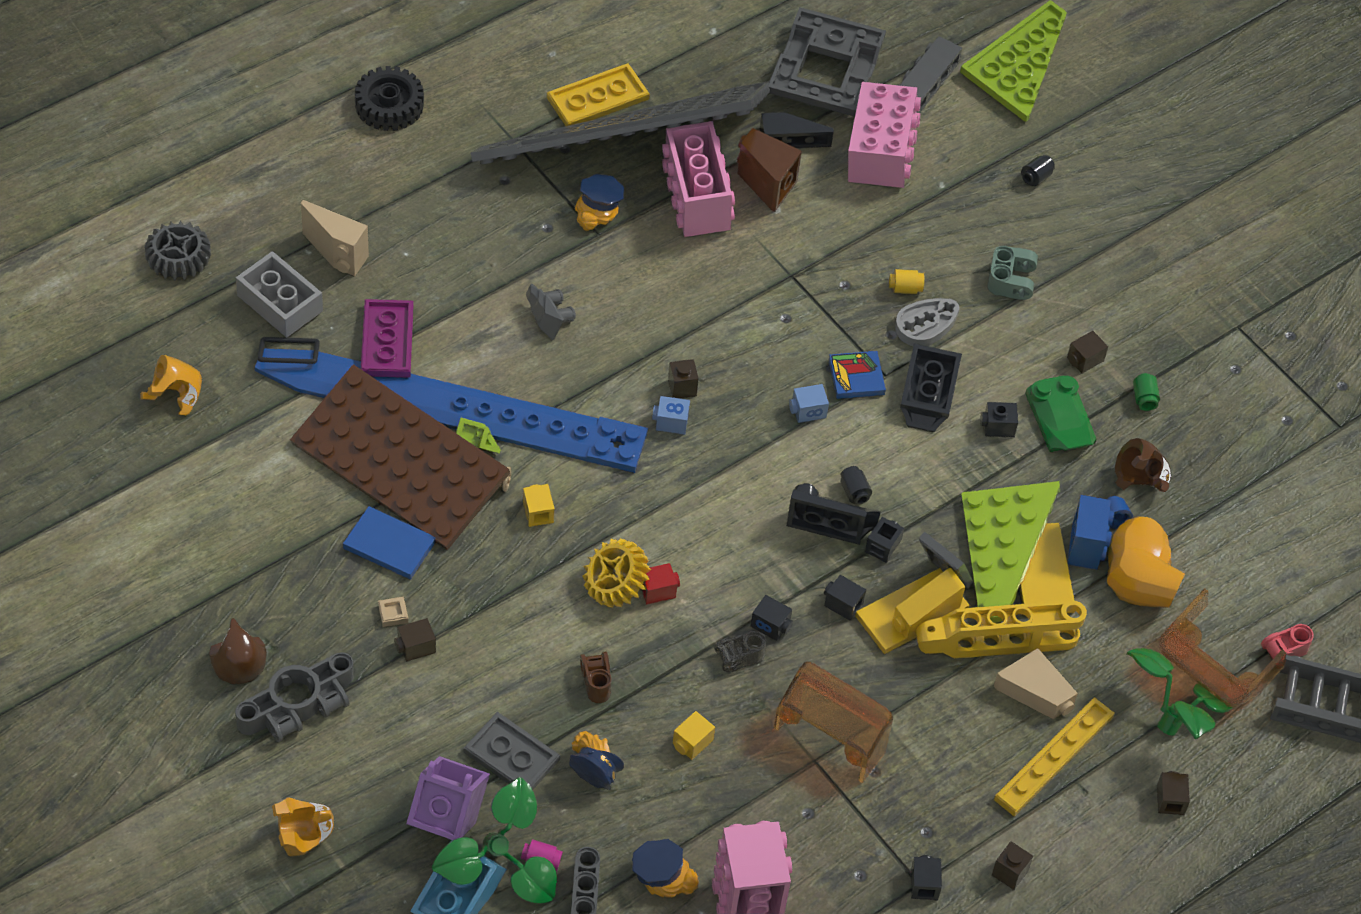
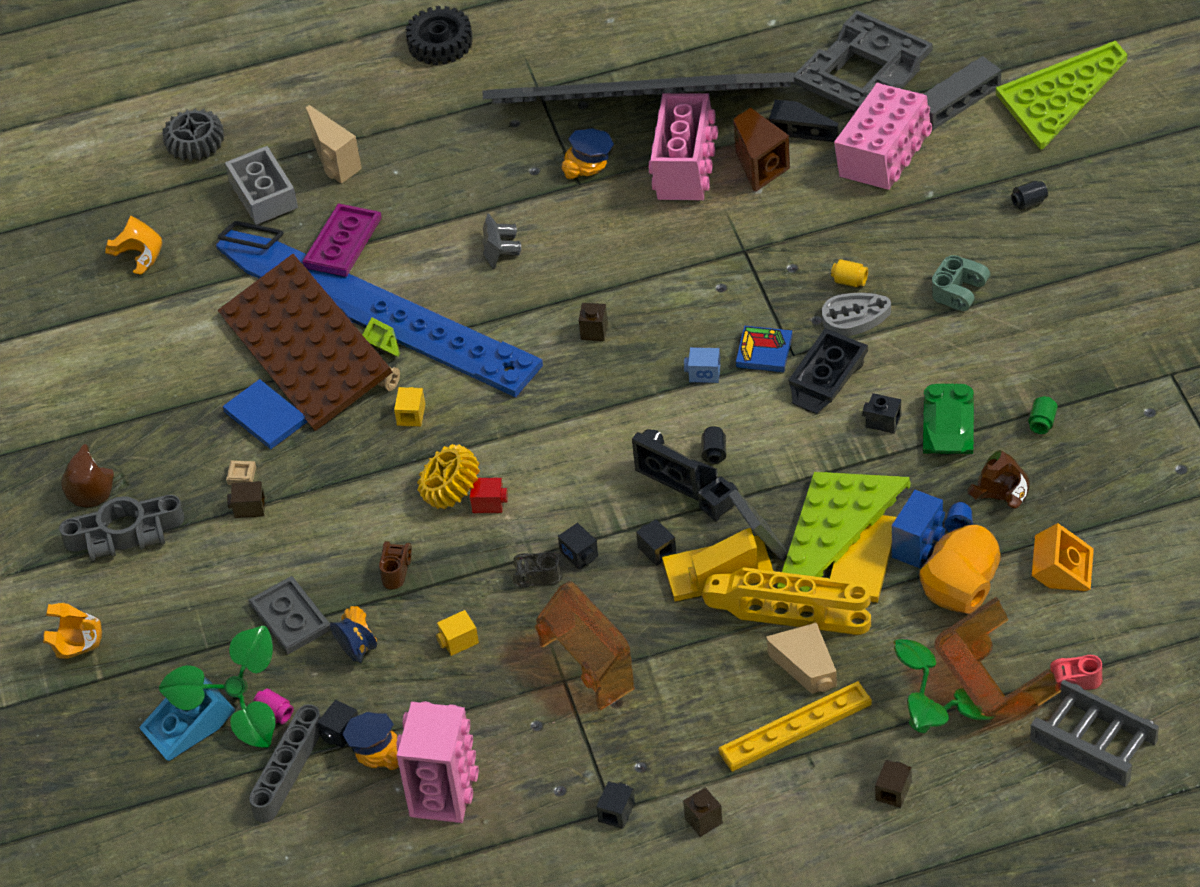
camera: 30 degrees right, 5 degrees down
(447, 798) = (201, 633): medium lavender container -> none
(598, 95) = (635, 62): yellow tile -> none
(617, 859) = (334, 723): none -> black brick
(671, 415) = (569, 351): medium blue brick -> none
(1087, 352) = (999, 368): dark brown brick -> none
(1226, 534) = (1062, 560): none -> light orange slope

